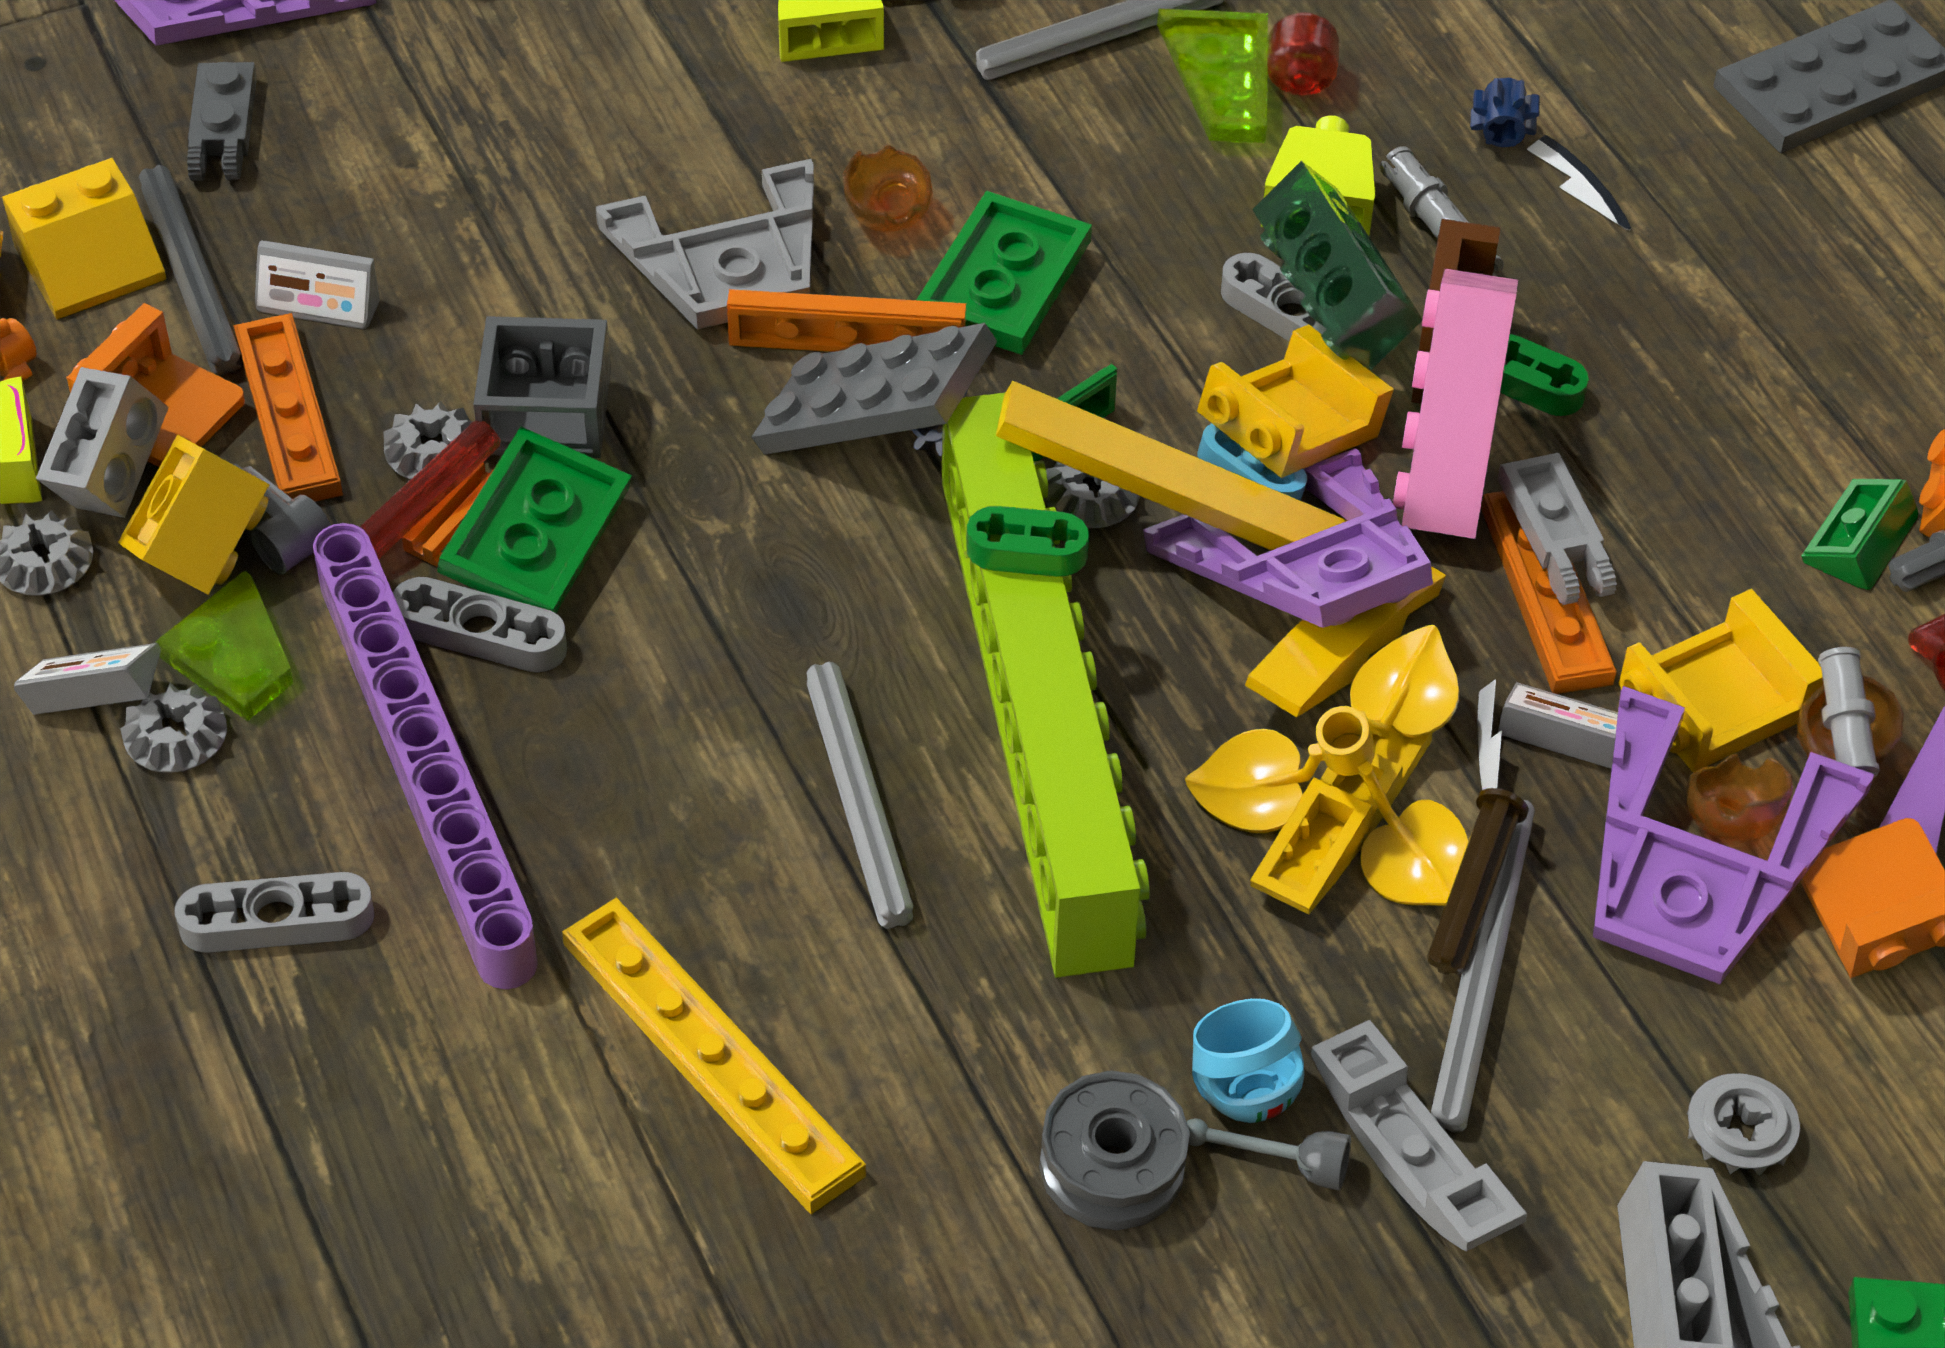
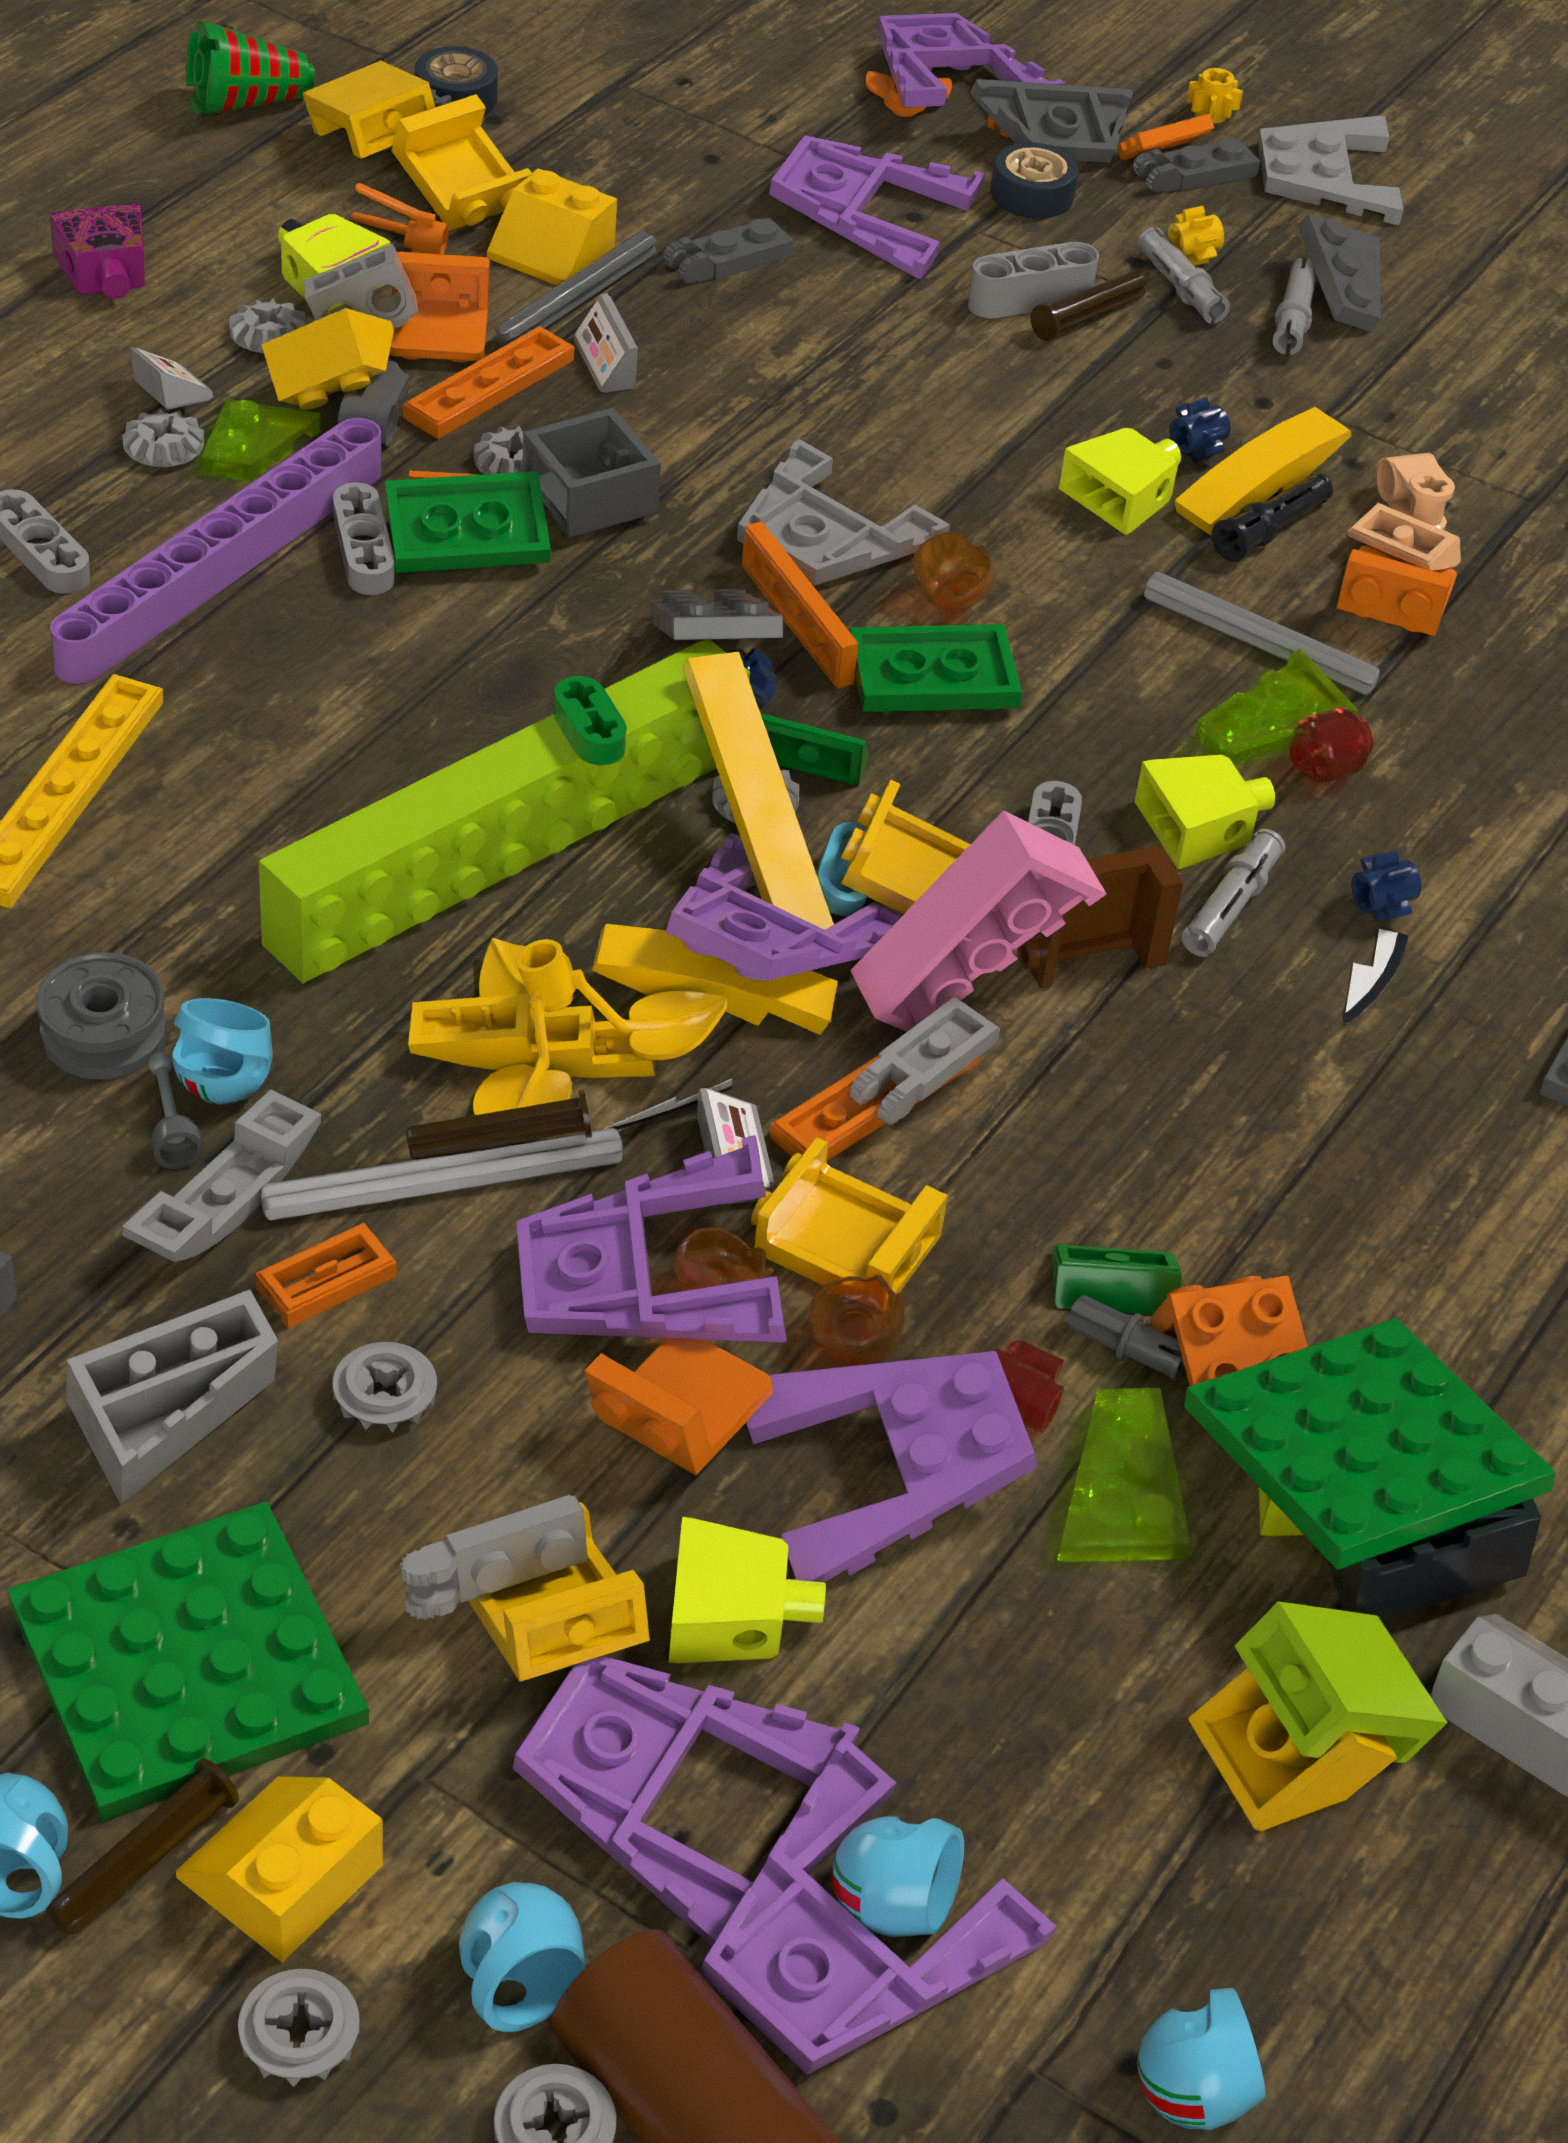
camera: 55 degrees right, 5 degrees down
(430, 486) = (451, 458): clear red axle -> none
(859, 796) = (349, 776): light grey axle -> none
(1335, 267) = (1102, 801): clear green brick -> none
(1537, 372) = (1118, 1008): green beam -> none
(1573, 1158) = (332, 1280): none -> orange tile
(1847, 709) = (846, 1294): light grey pin -> none

